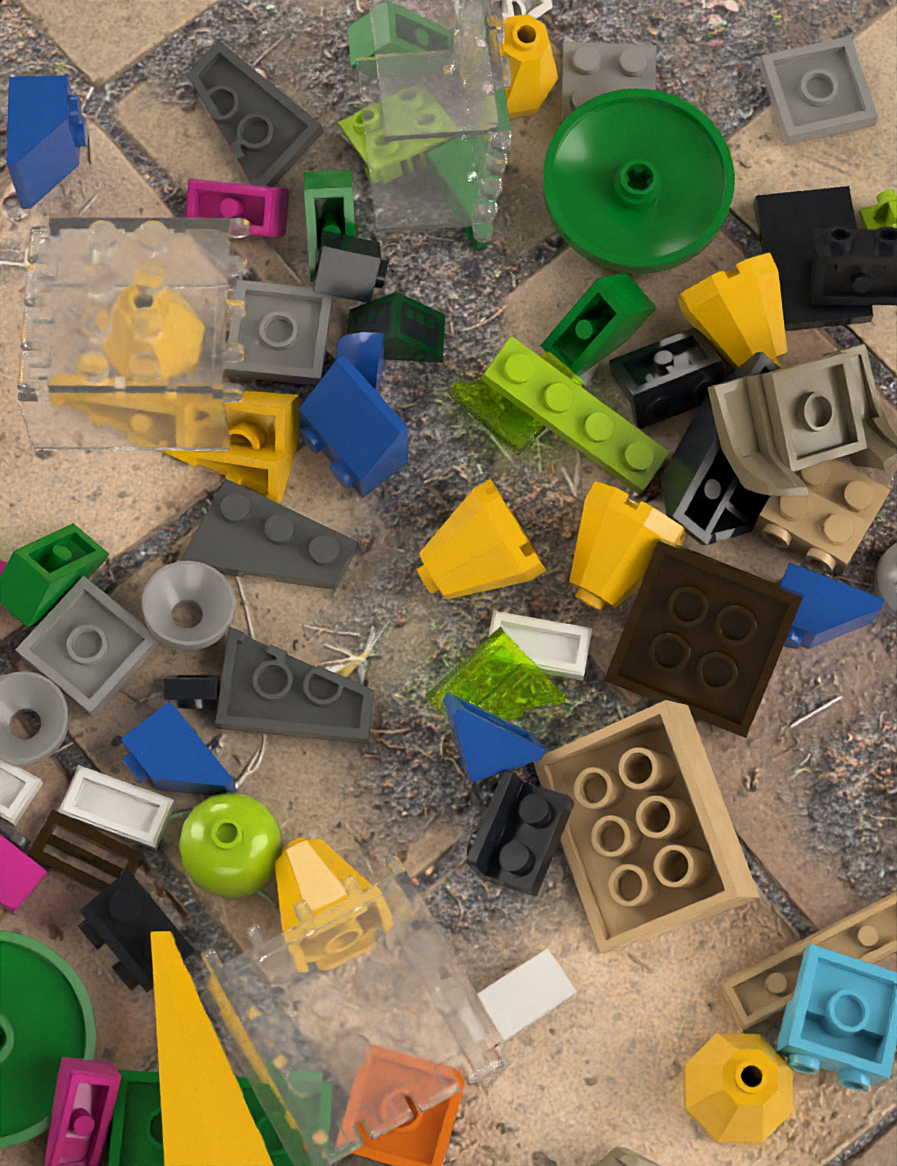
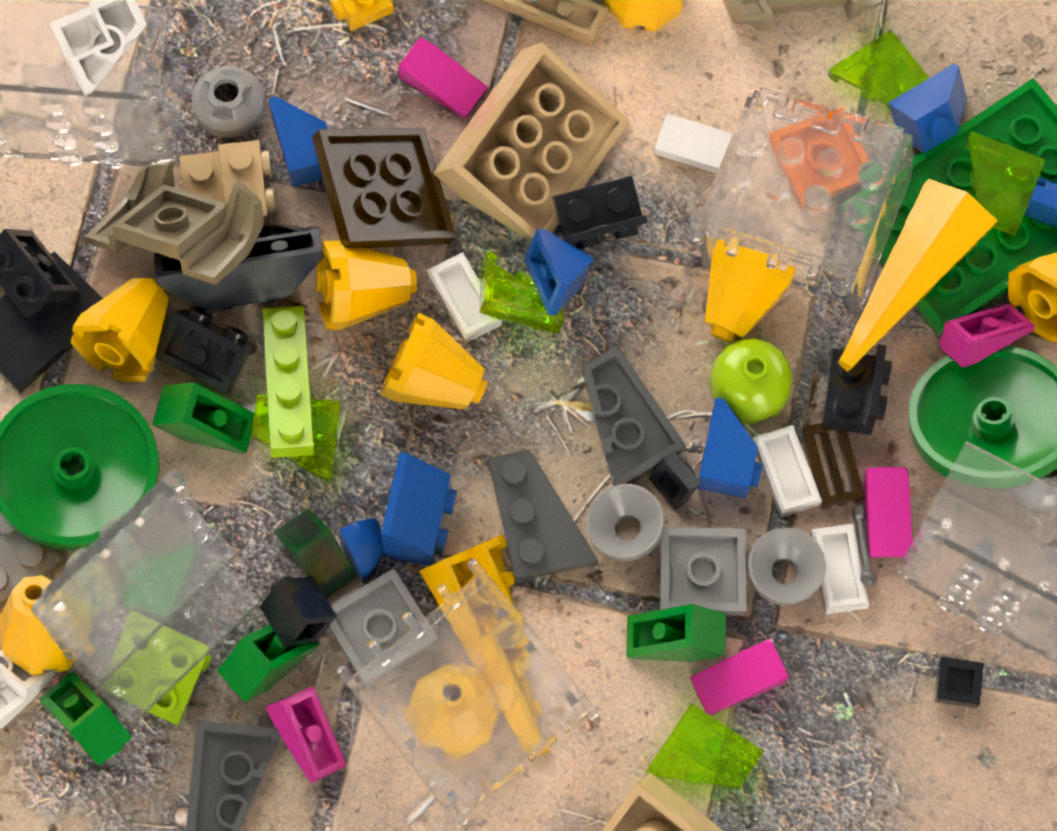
camera: 130 degrees left, 0 degrees up
(789, 799) = (441, 78): none -> dark pink slope

